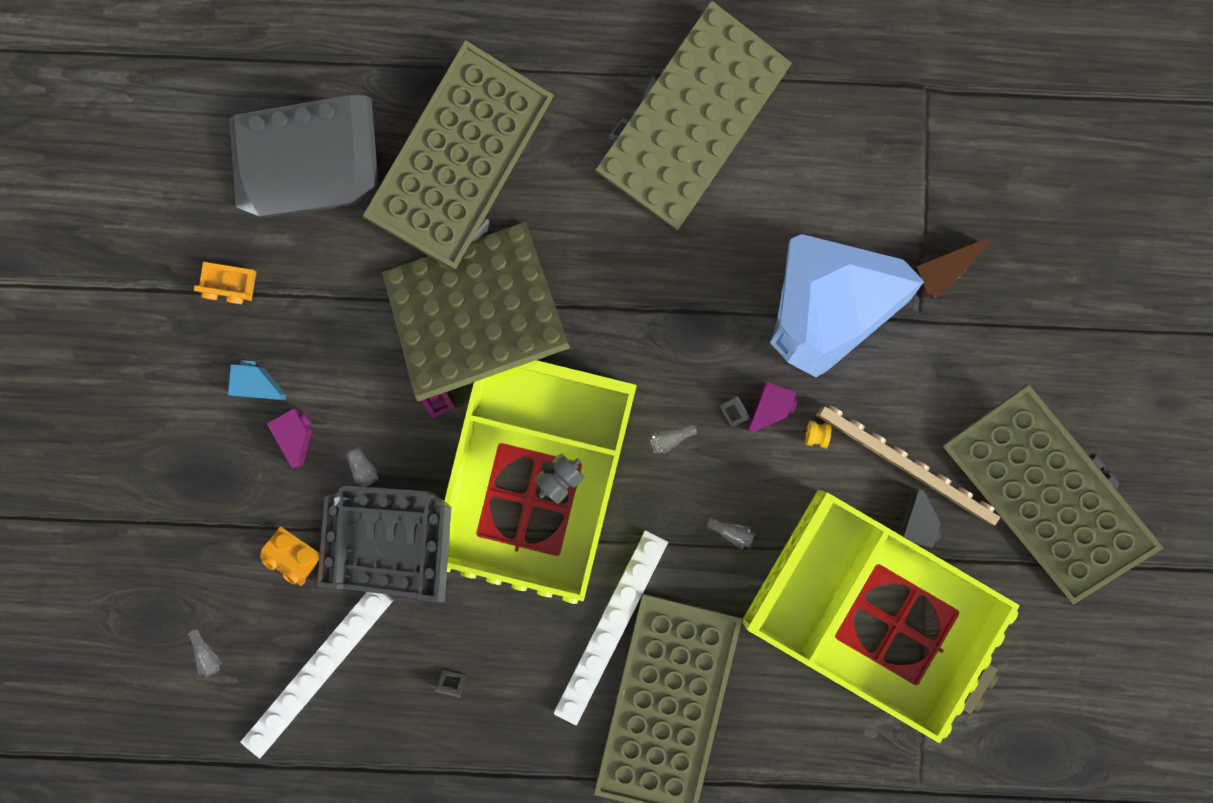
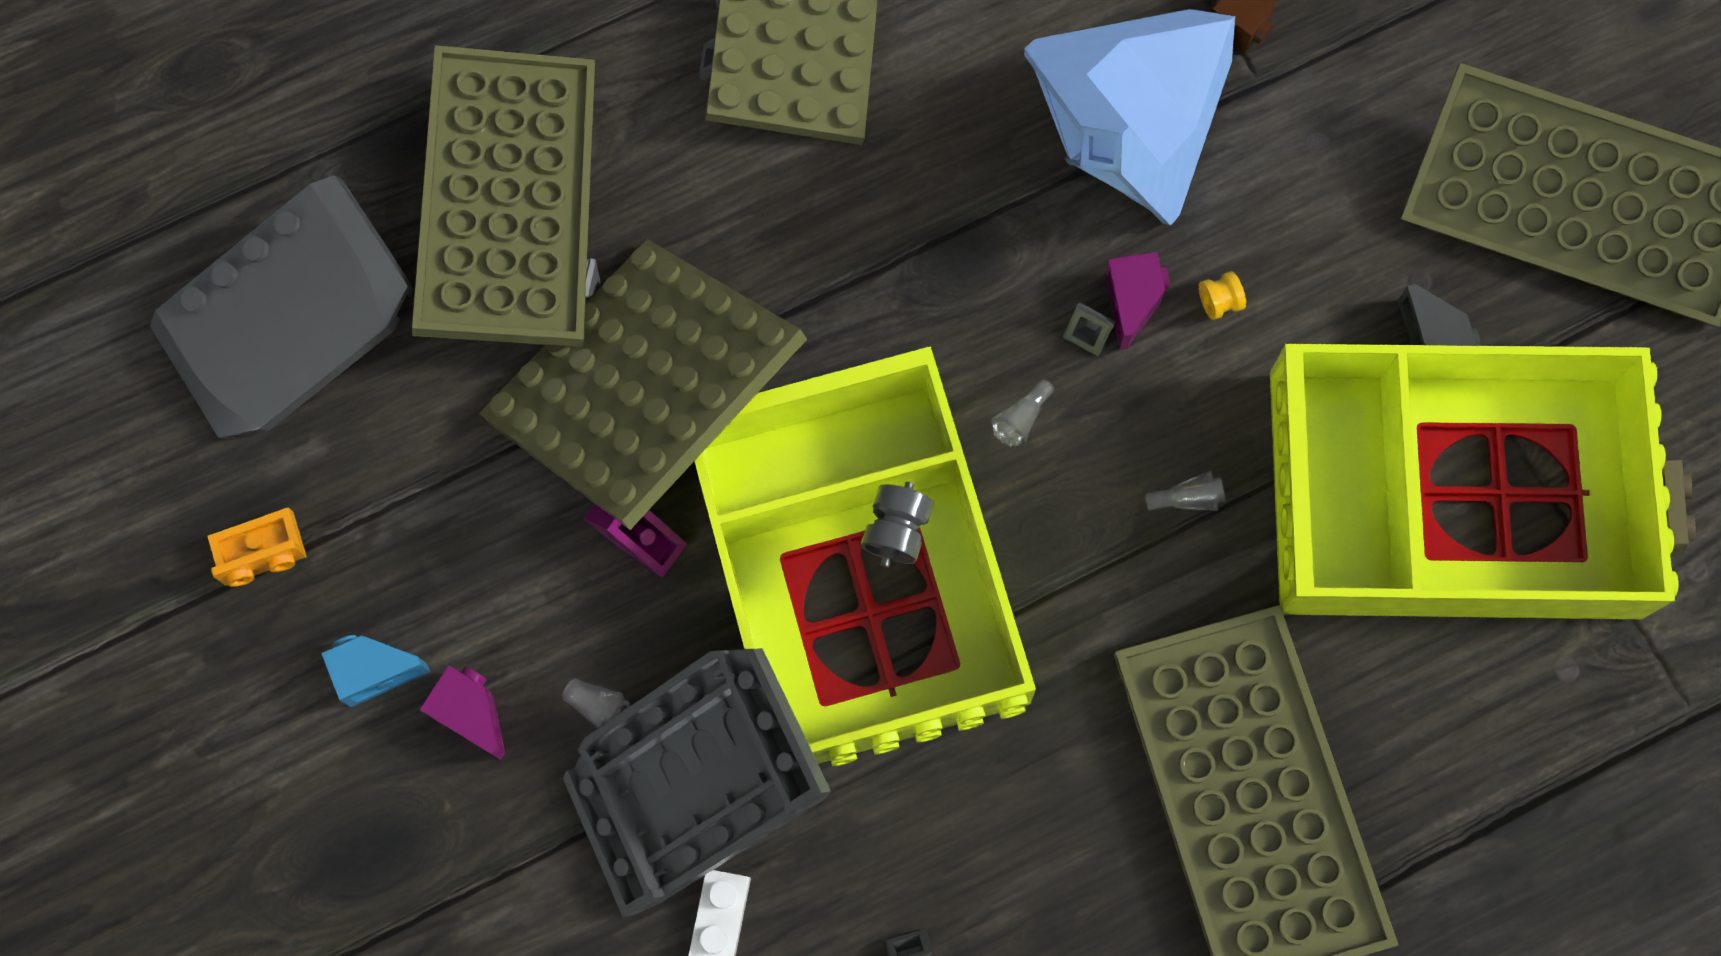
camera: 25 degrees left, 15 degrees down
(289, 556) = (556, 898): light orange bracket -> none
(610, 627) = (1098, 735): white plate -> none
(917, 470) = (1384, 269): tan plate -> none

